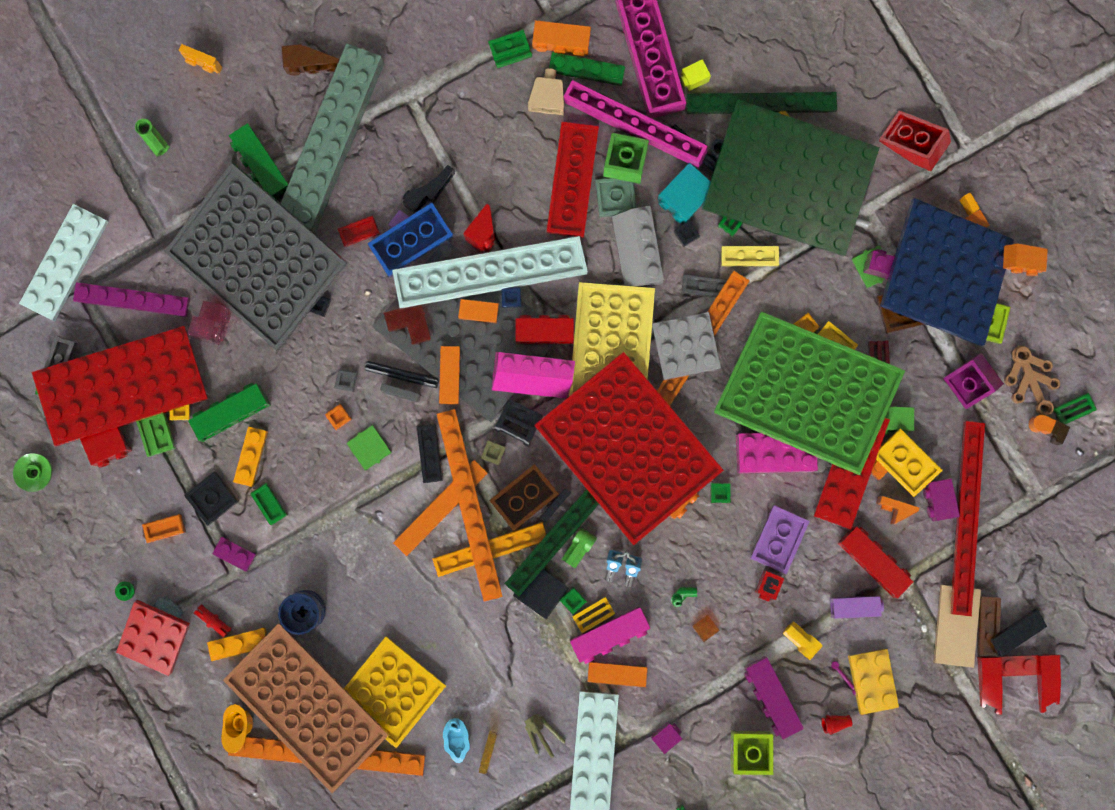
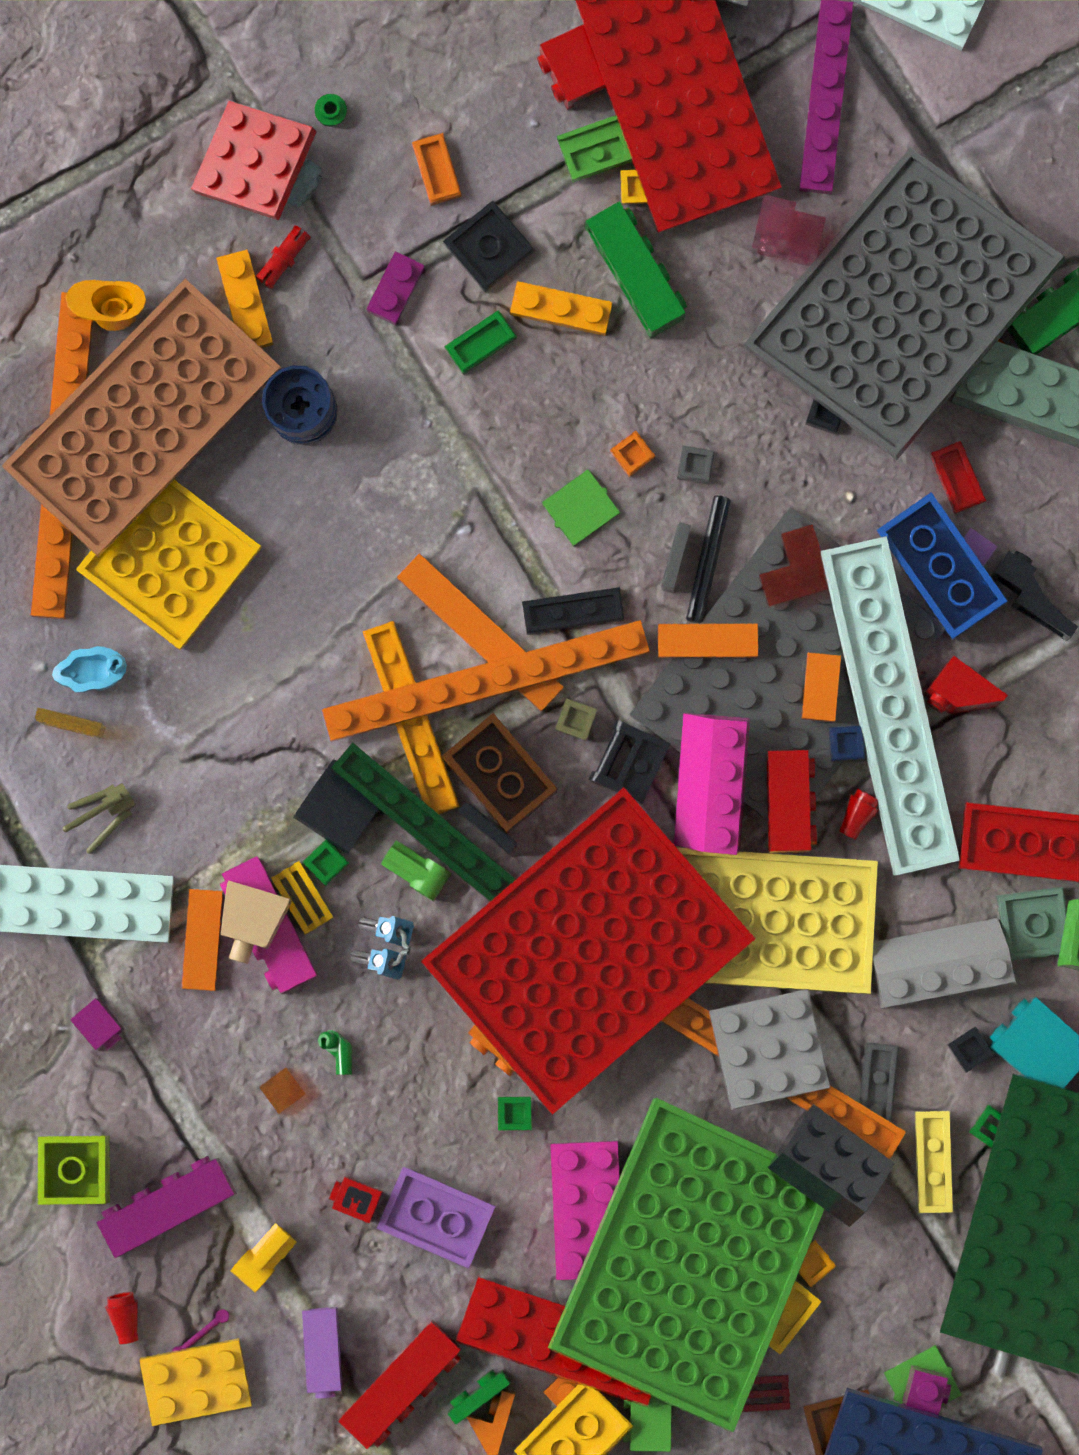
camera: 85 degrees right, 0 degrees up
(551, 292) = (859, 813): none -> red cone
(607, 645) = (251, 918): none -> tan torso
(753, 312) = (831, 1165): none -> black brick
(886, 522) = (467, 1403): none -> green plate

